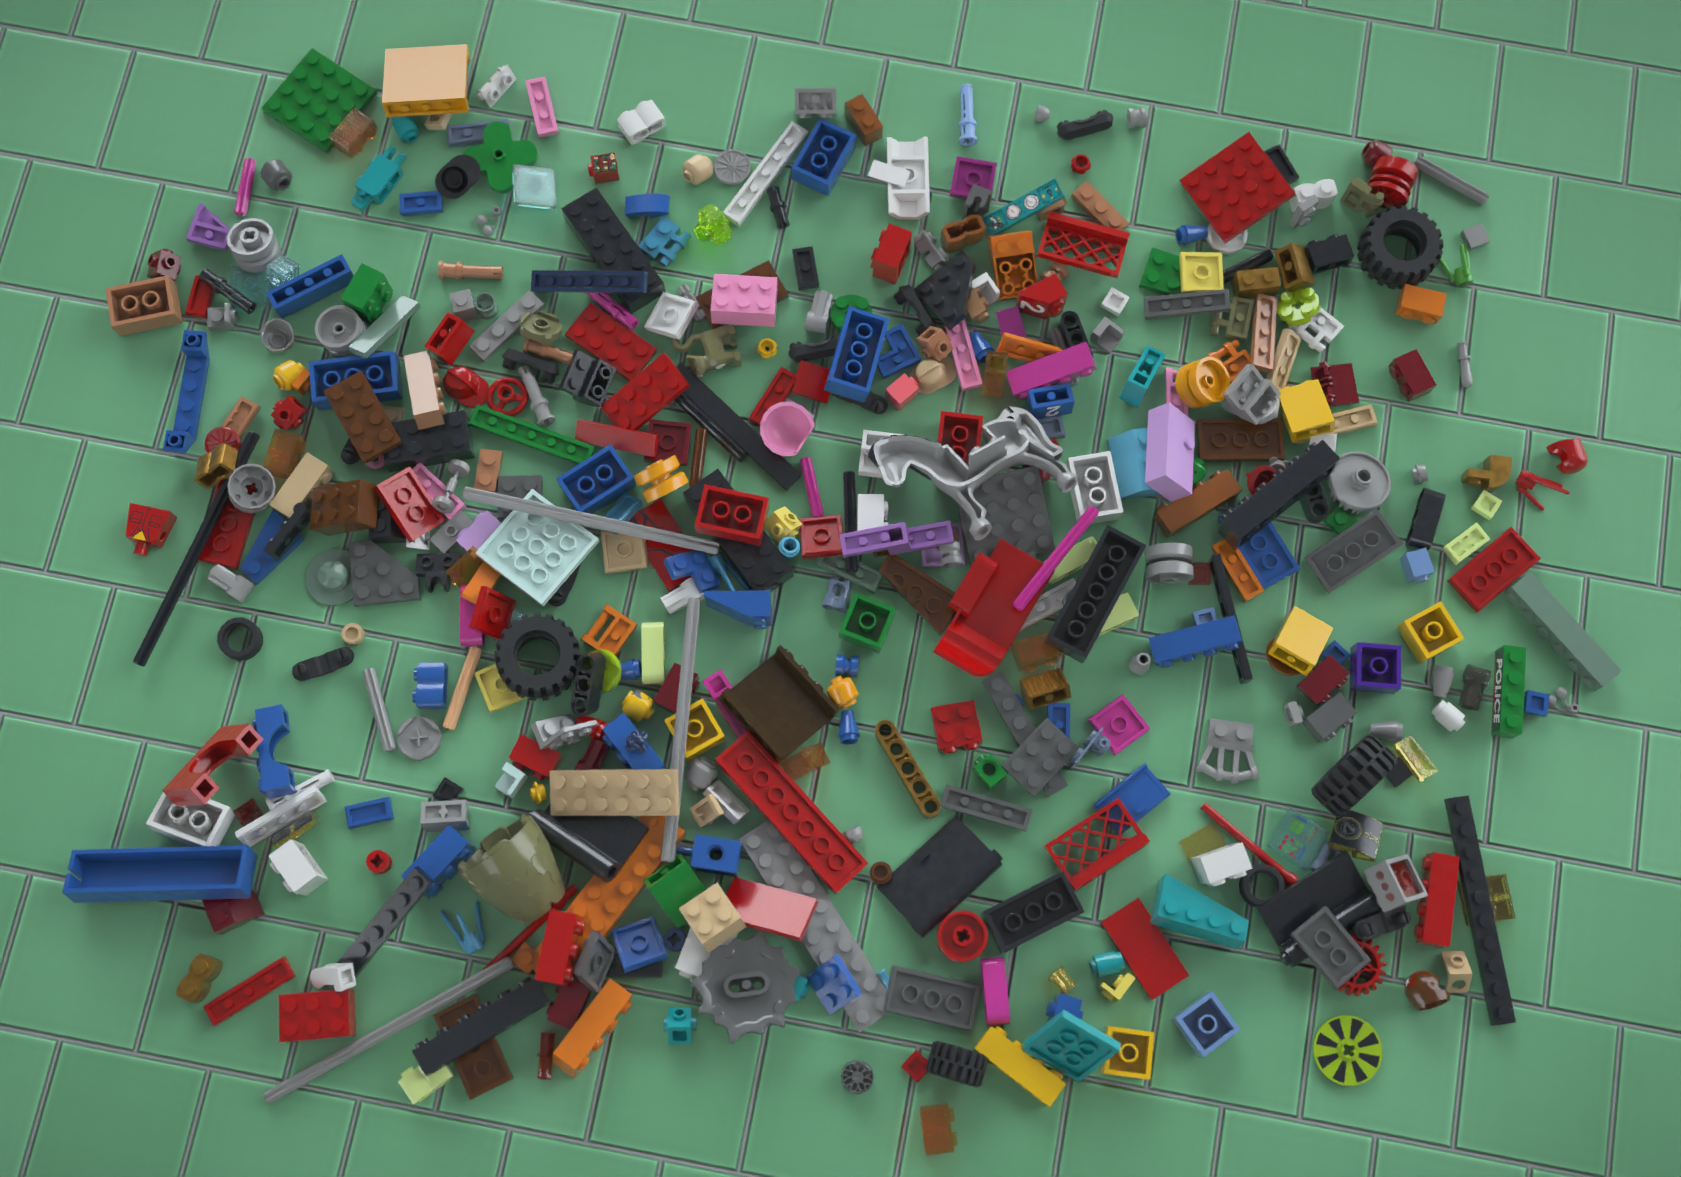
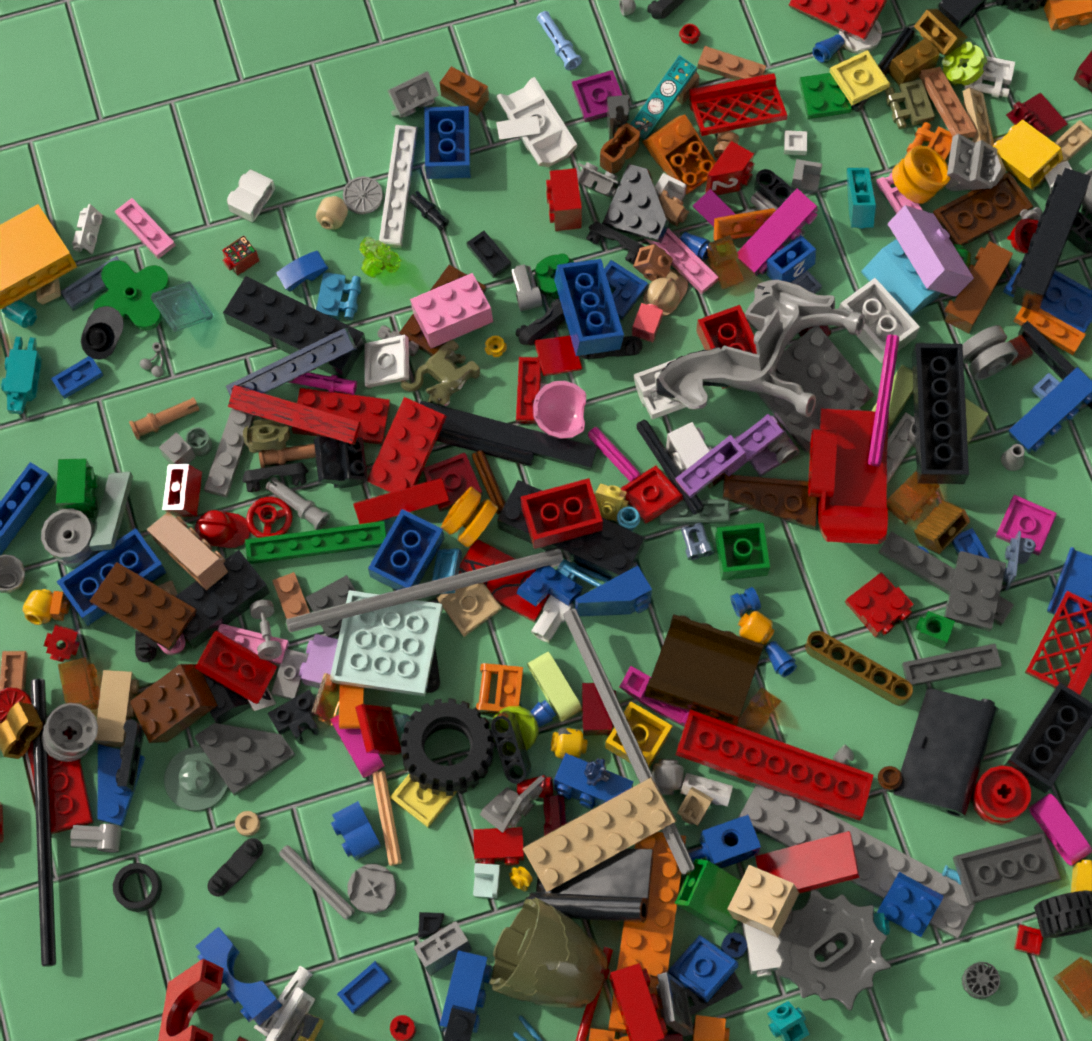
camera: 25 degrees left, 5 degrees down
(570, 322) = (294, 414): none -> red tile
(1186, 304) = (863, 112): dark grey plate -> none

